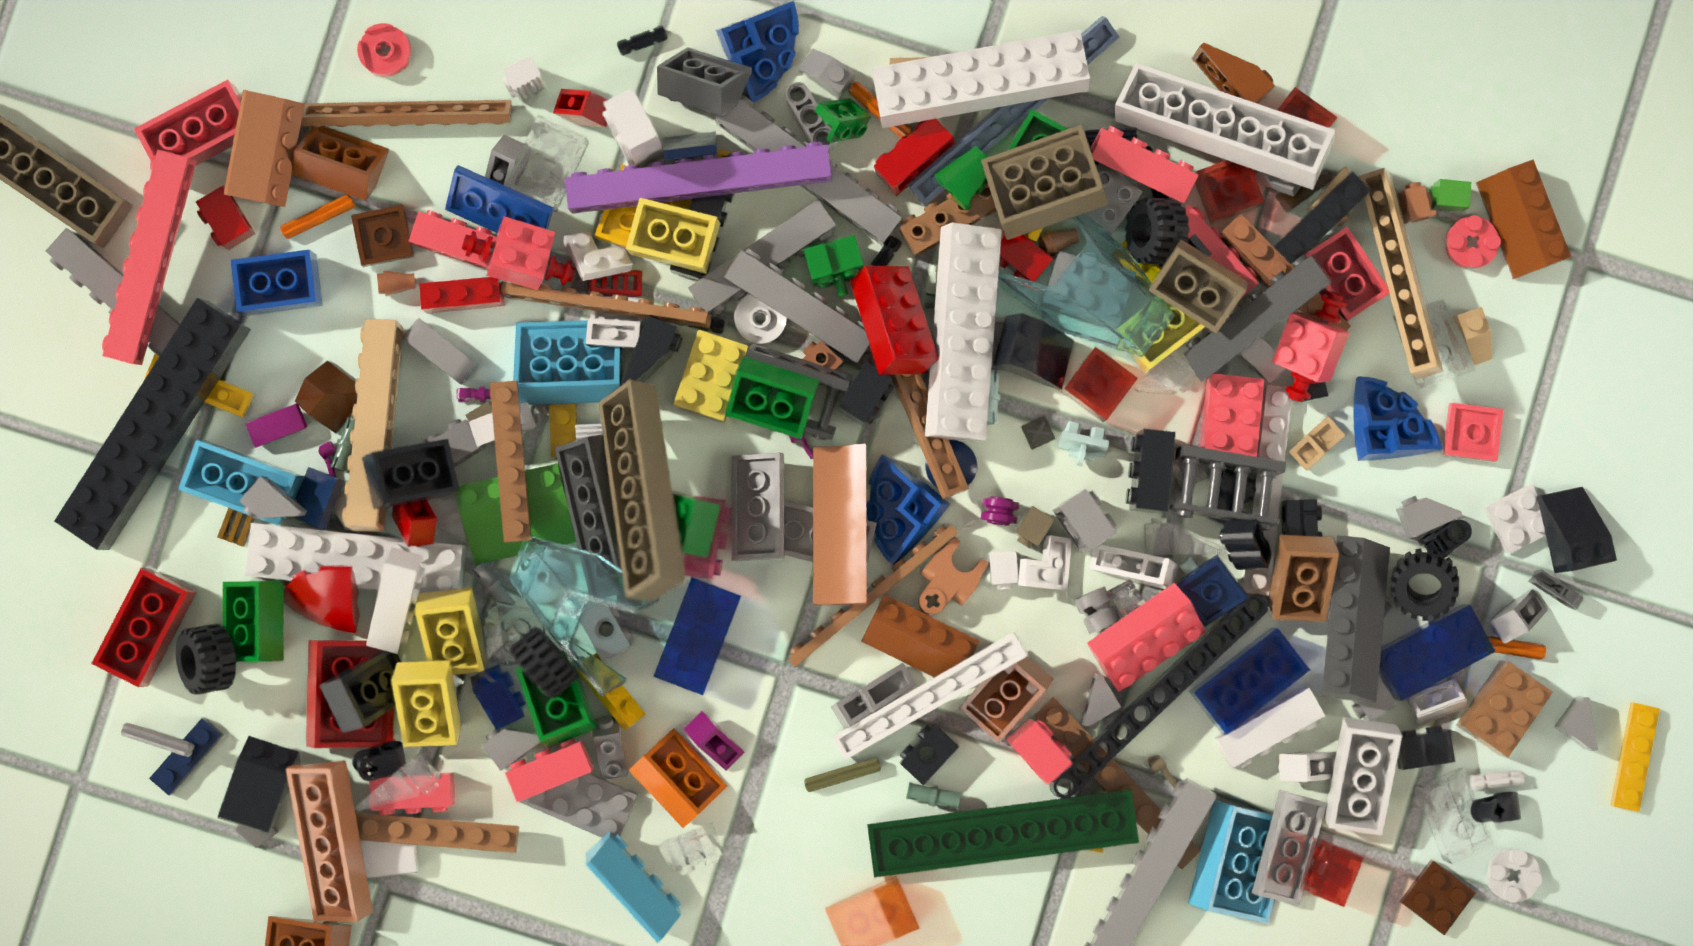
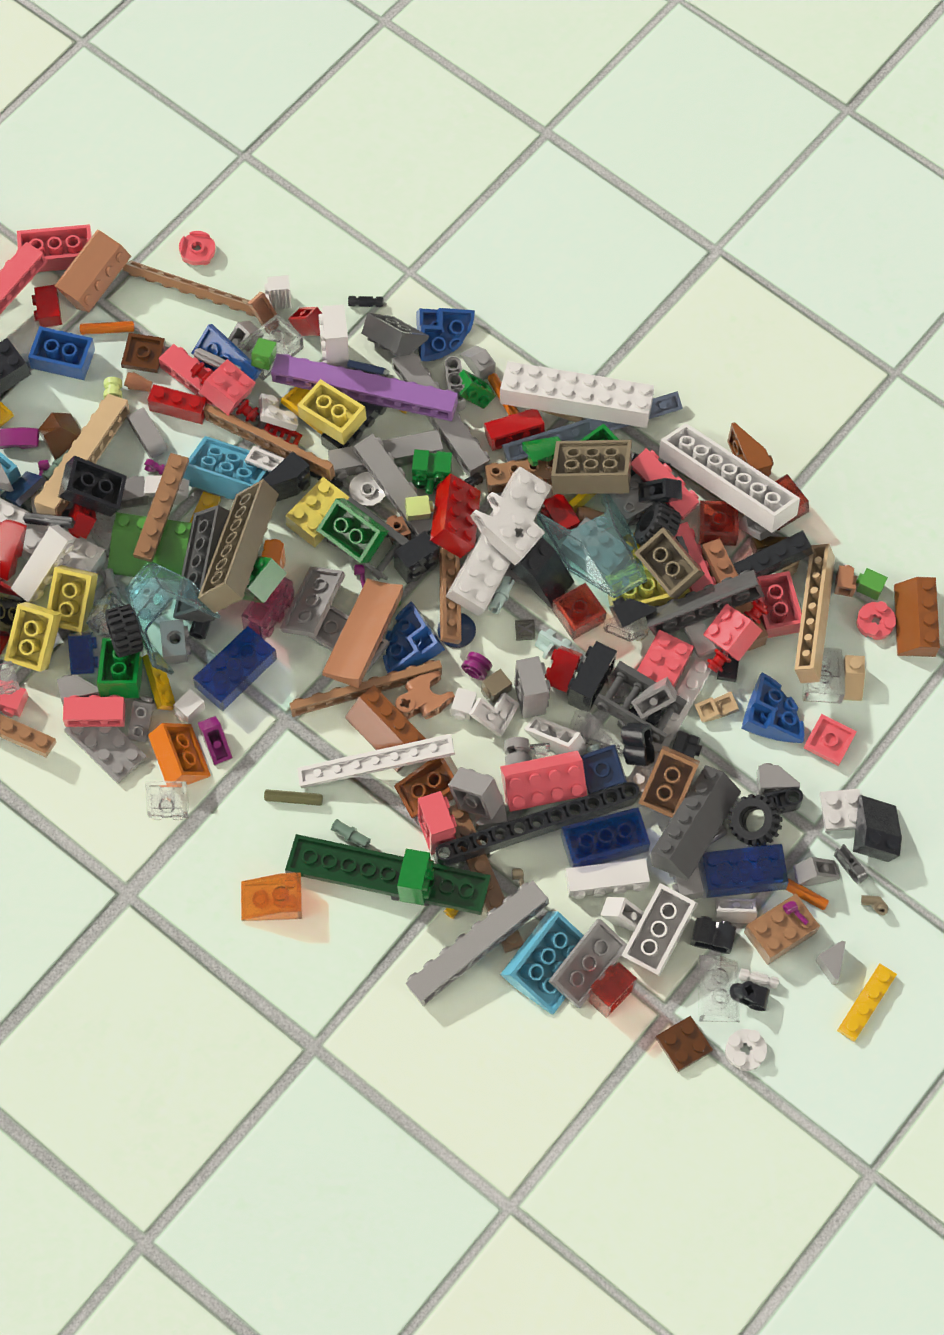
camera: 25 degrees right, 20 degrees down
(339, 161) = (136, 300): dark orange slope -> none
(367, 305) = (113, 386): none -> yellowish green wheel
(375, 542) = (49, 520): none -> axle
(483, 215) = (209, 358): none -> light grey axle
(515, 113) = (262, 308): none -> nougat tile
(548, 188) = (263, 353): none -> bright green brick
(633, 886) = (115, 806): medium azure slope -> none
(662, 710) = (189, 707): none -> white brick
(683, 468) = (275, 549): none -> orange brick
(842, 330) = (418, 507): none -> yellowish green brick
(873, 695) = (335, 749): light grey slope -> none
(924, 769) = (353, 813): black brick -> none
(968, 321) = (504, 525): none -> white brick
(1045, 838) = (415, 877): none -> green brick
(1073, 693) = (476, 793): none -> light grey brick
(1111, 473) = (563, 667): none -> red brick
(1146, 184) = (660, 490): none -> black slope
(1170, 367) = (628, 611): none -> black slope
(1251, 481) = (655, 698): none -> light grey slope
(1513, 687) = (791, 907): none -> magenta hand
(1603, 625) = (876, 903): none -> dark tan arm

